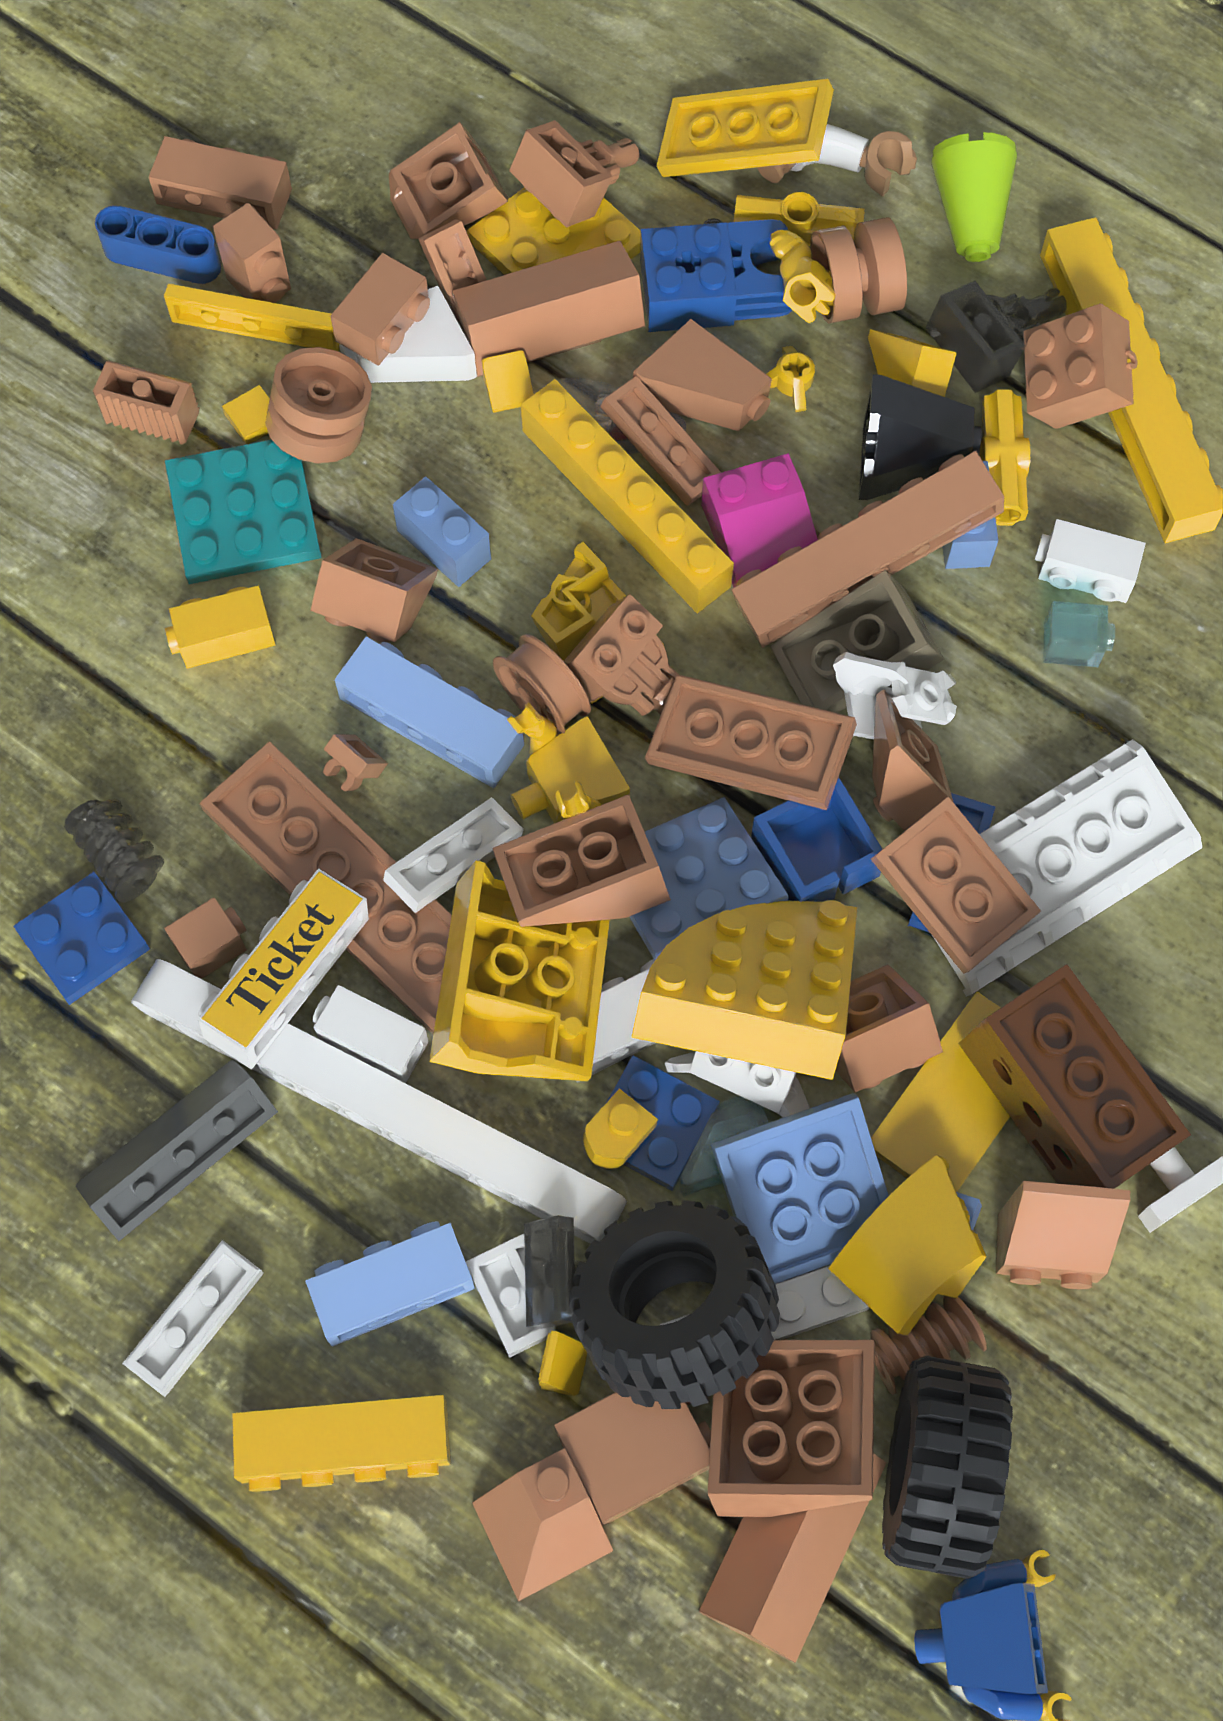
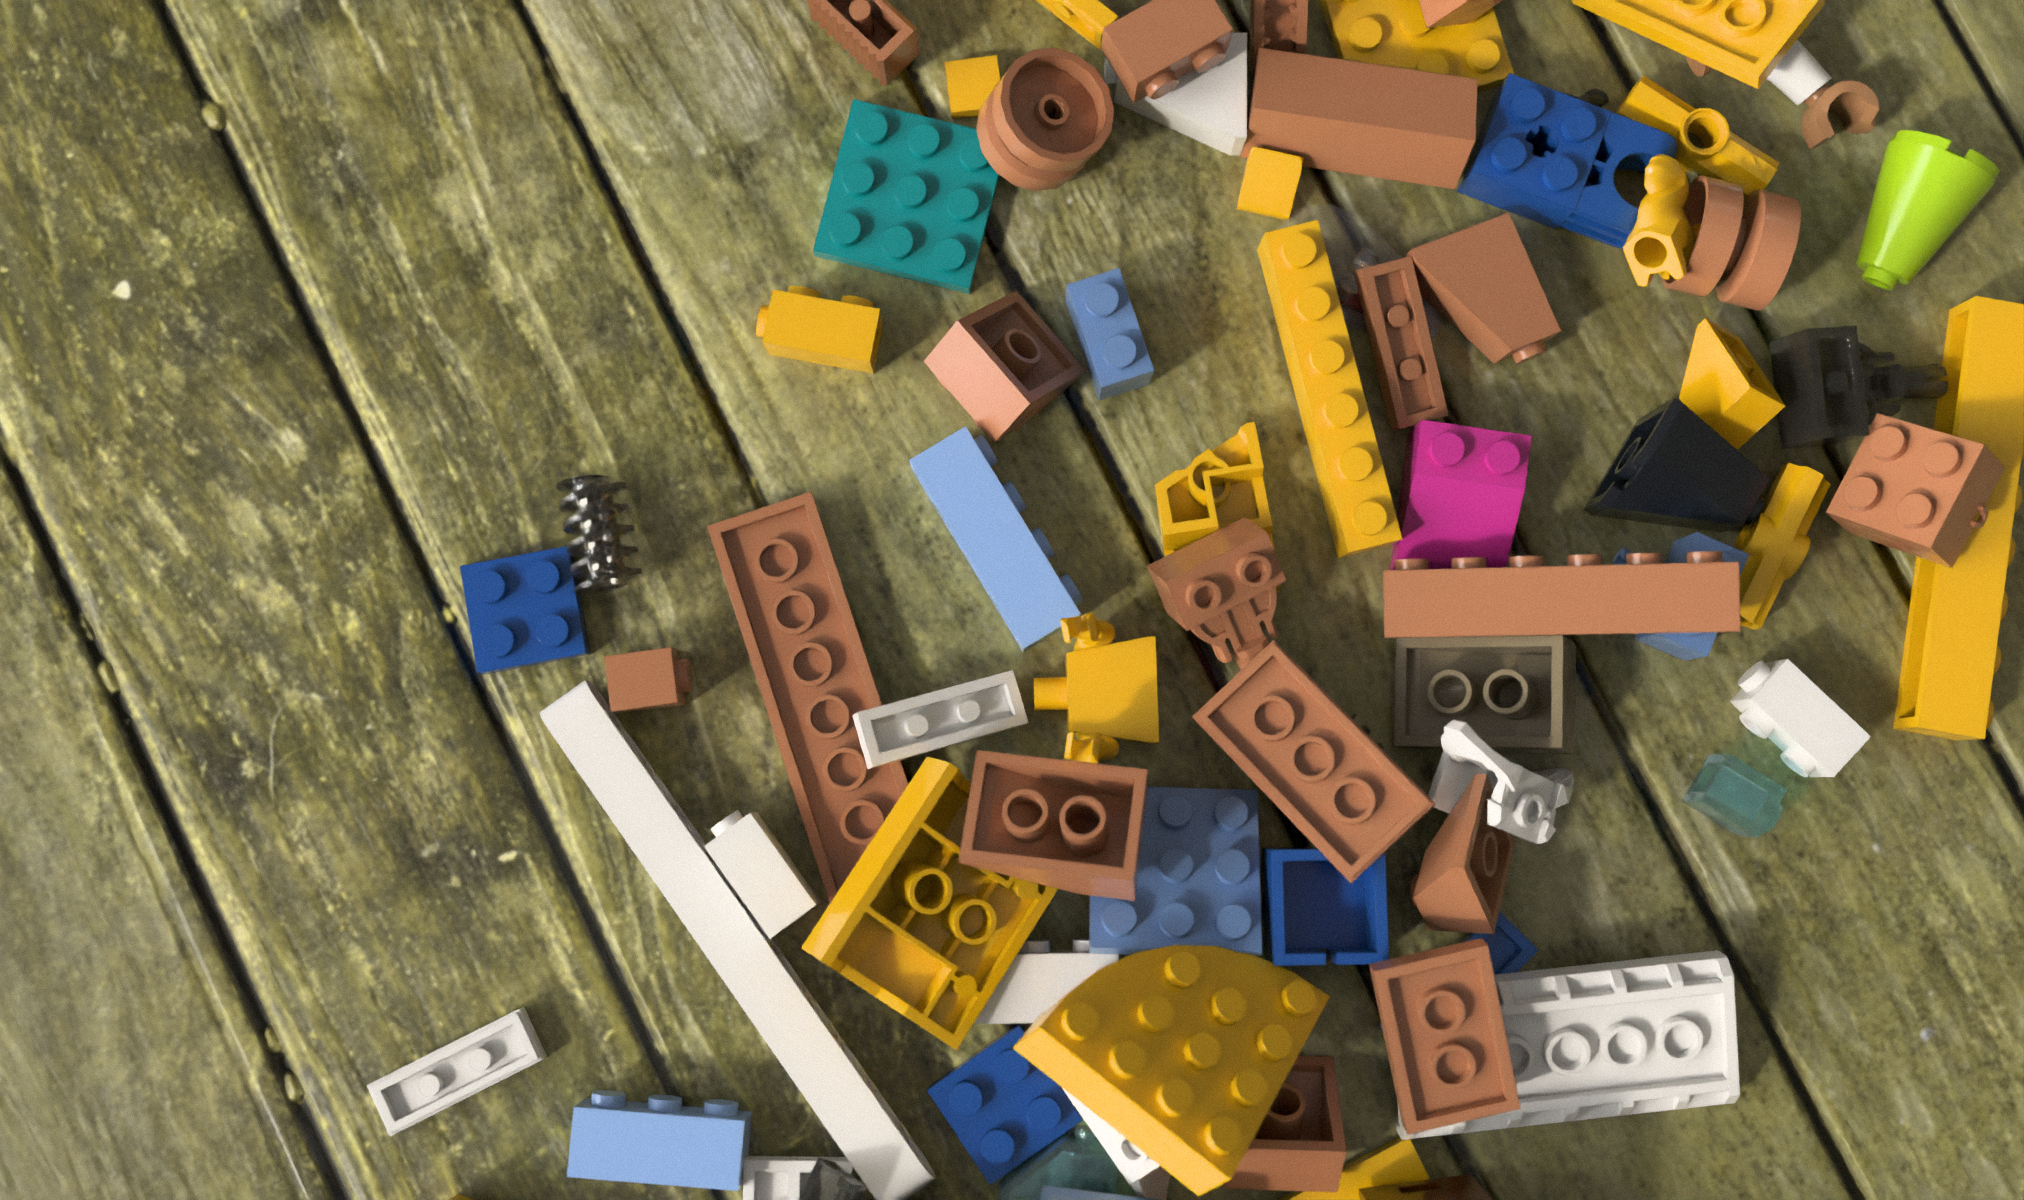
camera: 25 degrees right, 15 degrees up
(176, 1149) = (514, 888): dark grey panel -> none
(282, 968) = (700, 768): brick -> none
(355, 757) = (891, 553): nougat tile -> none
(542, 679) = (1124, 578): nougat wheel -> none
(617, 1131) = (960, 1108): yellow plate -> none
(787, 379) = (1582, 323): yellow piece -> none

